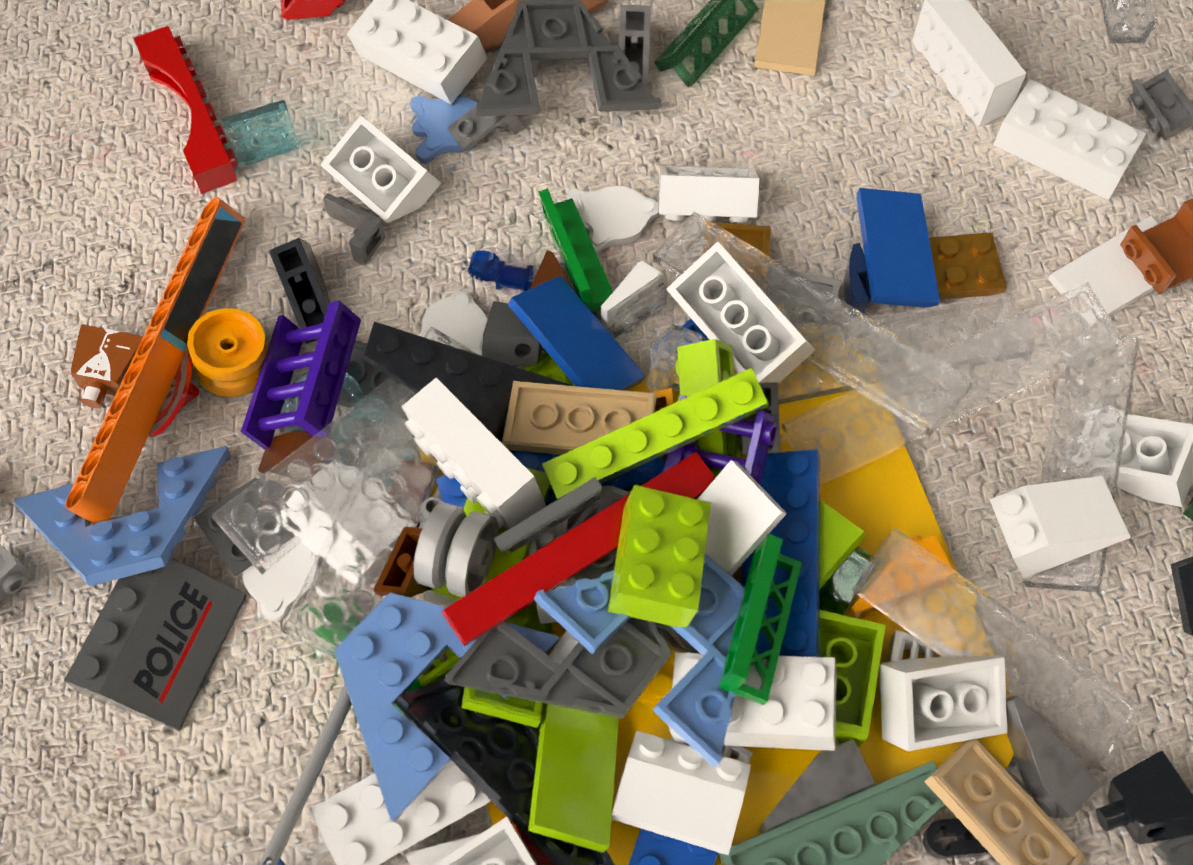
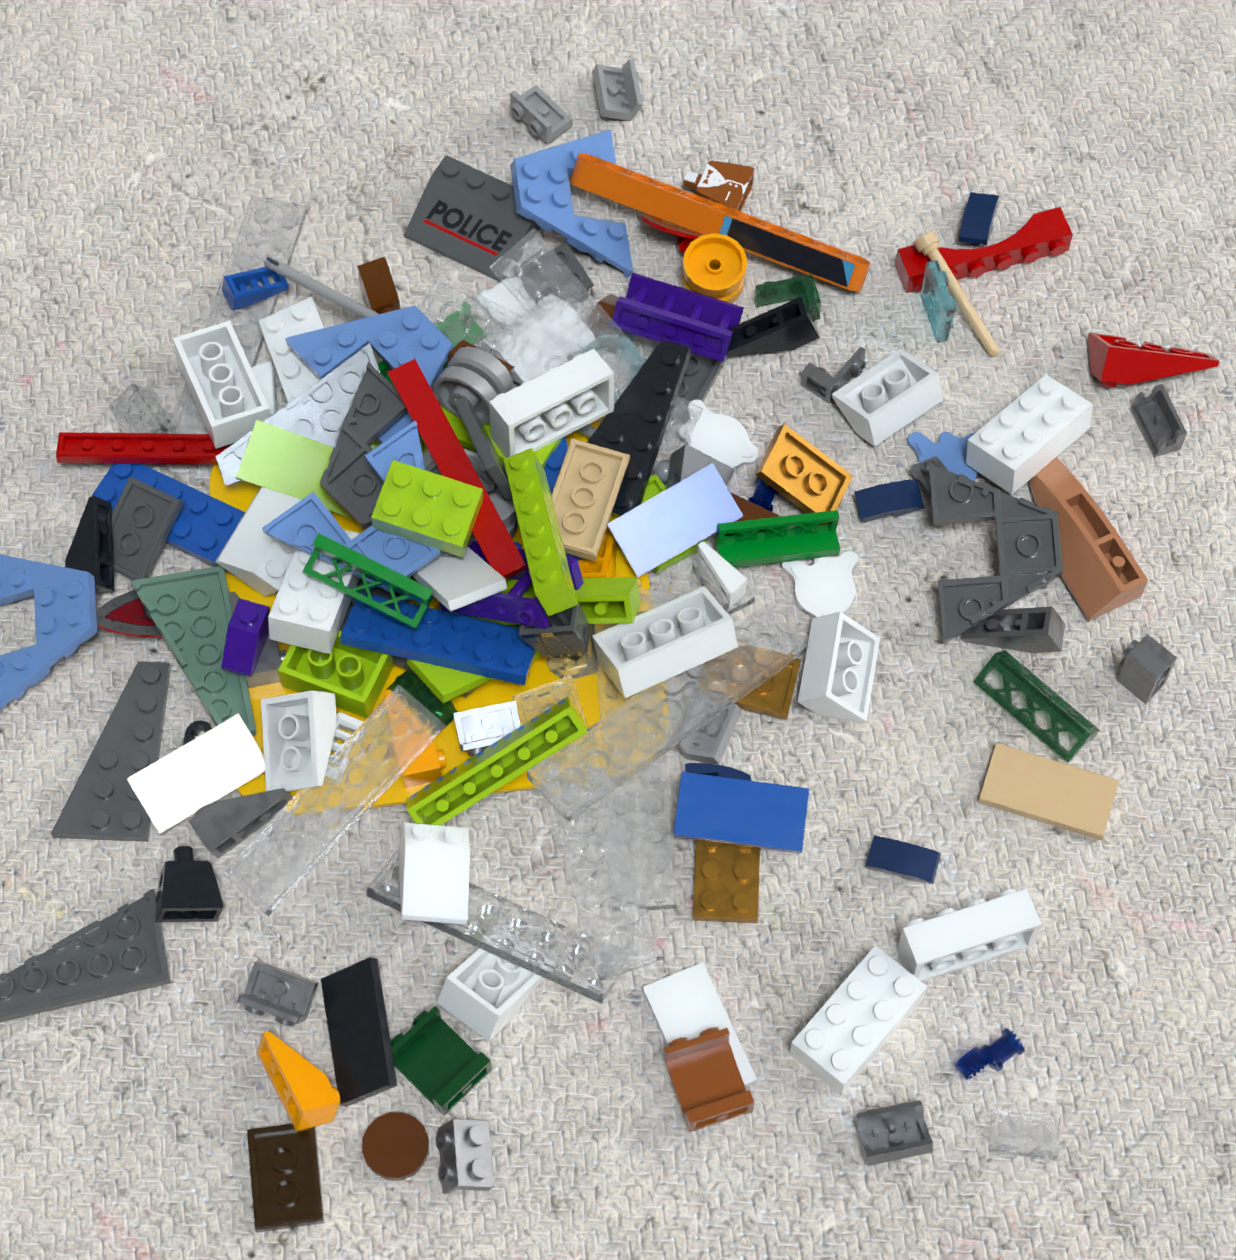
camera: 100 degrees right, 0 degrees up
(144, 114) = (978, 218): none -> dark blue slope
(193, 139) = (929, 247): none -> tan piece
(249, 262) = (788, 290): none -> clear green bracket
(284, 732) = (378, 286): none -> reddish brown slope
(492, 234) = (803, 473): none -> plate
(504, 166) = (889, 498): none -> dark blue slope
(835, 782) = (245, 637): none -> dark purple slope
(865, 498) = (485, 725): none -> bracket
(897, 121) = (903, 859): none -> dark blue slope
(921, 473) = (497, 764): none -> lime brick
(1064, 41) = (993, 1055): none -> clear blue connector

